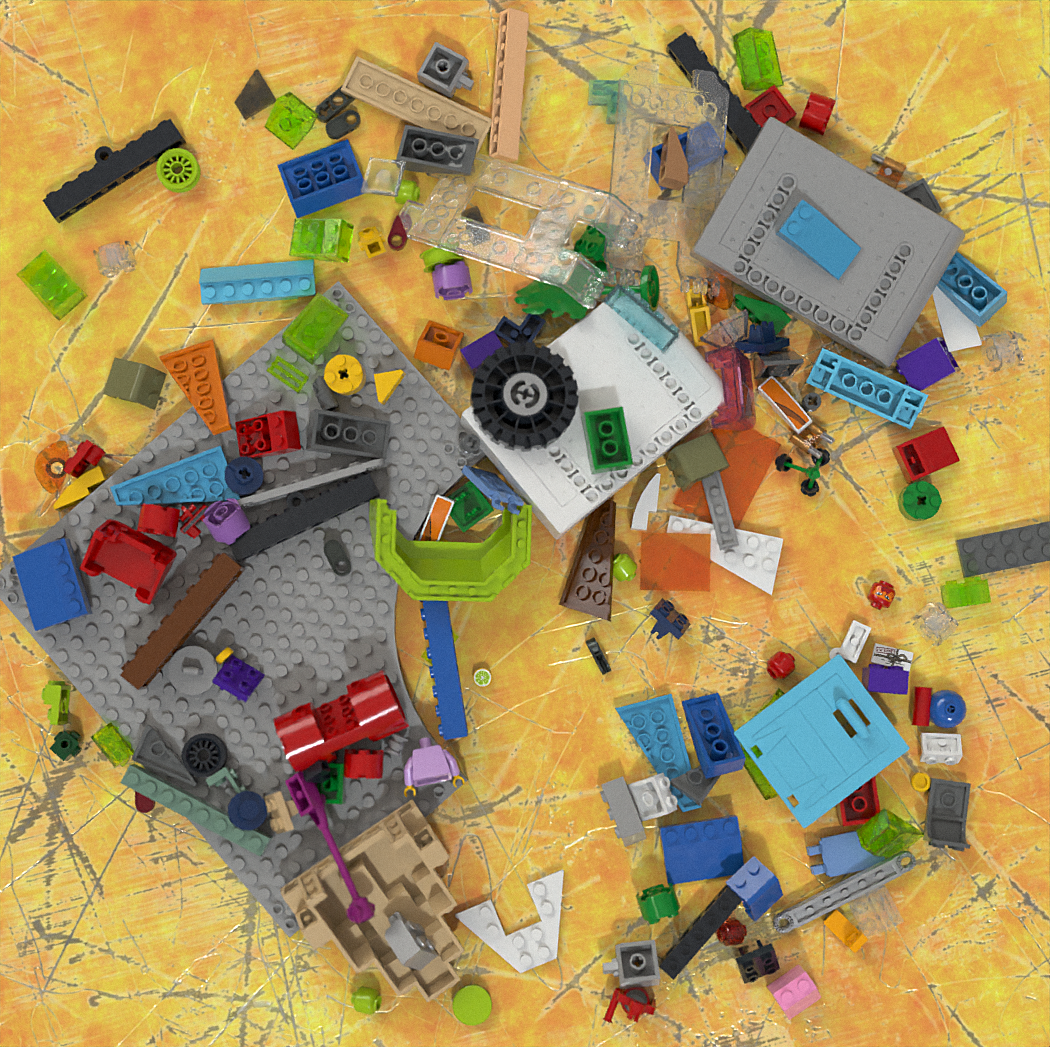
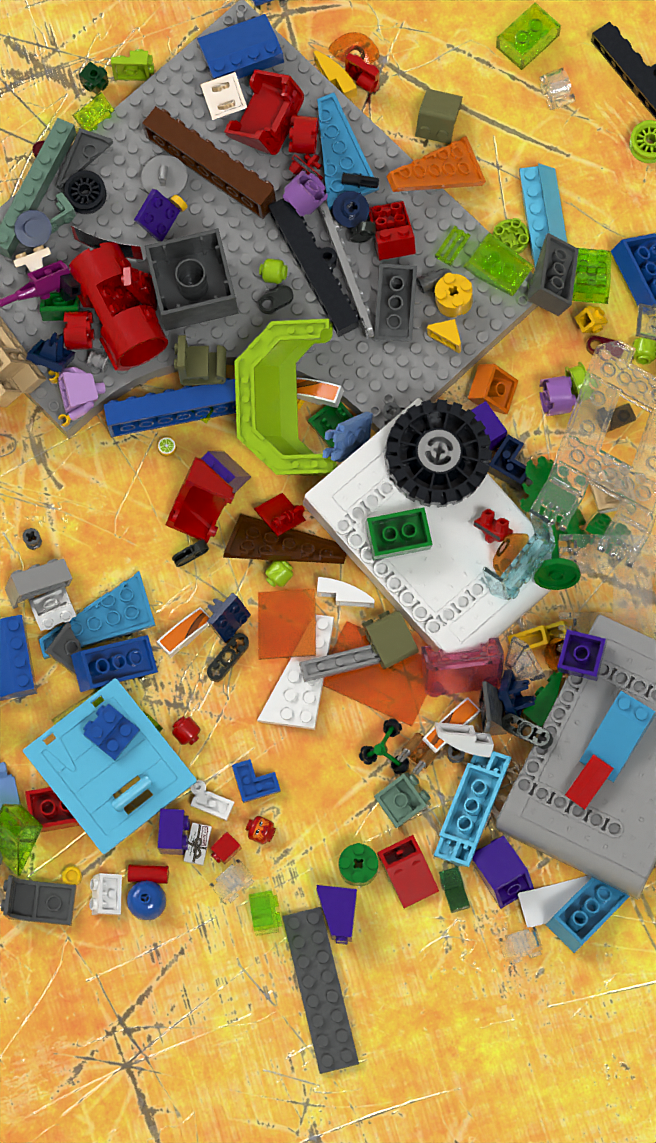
camera: 90 degrees right, 10 degrees down
(106, 604) = (223, 95): none -> plate
(214, 464) = (359, 180): none -> black axle
(270, 732) = (129, 251): none -> black sticker
(271, 463) = (363, 232): none -> pearl dark grey piece
(272, 316) = (513, 234): none -> lime tile
(307, 558) = (273, 271): none -> lime head
(317, 642) = (191, 279): none -> dark grey brick
(322, 696) = (140, 285): none -> red wing
(326, 273) = (554, 276): none -> dark grey slope
(388, 793) = (51, 354): none -> dark blue plate
(406, 637) = (199, 365): none -> olive piece
(517, 620) = (227, 469): none -> slope
(550, 644) = (200, 502): none -> red windscreen
(562, 563) = (280, 514): none -> red hinge
(578, 823) = (30, 533): none -> dark grey bush
(601, 347) = (494, 529): none -> red hips
(629, 334) = (504, 559): none -> clear orange piece
(680, 663) = (184, 632): none -> slope
(720, 627) = (241, 649): none -> pearl dark grey beam
(738, 267) = (582, 655): none -> dark purple brick
(790, 738) = (110, 731): none -> blue plate
(803, 391) = (465, 738): none -> white slope
(817, 319) = (531, 738): none -> pearl dark grey beam
(838, 601) = (252, 786): none -> blue plate
(855, 455) = (403, 799): none -> sand green plate
(862, 269) = (589, 781): none -> red piece
(899, 630) = (225, 848): none -> red brick
(942, 411) = (454, 889): none -> clear green slope
(964, 520) = (339, 911): none -> dark purple slope

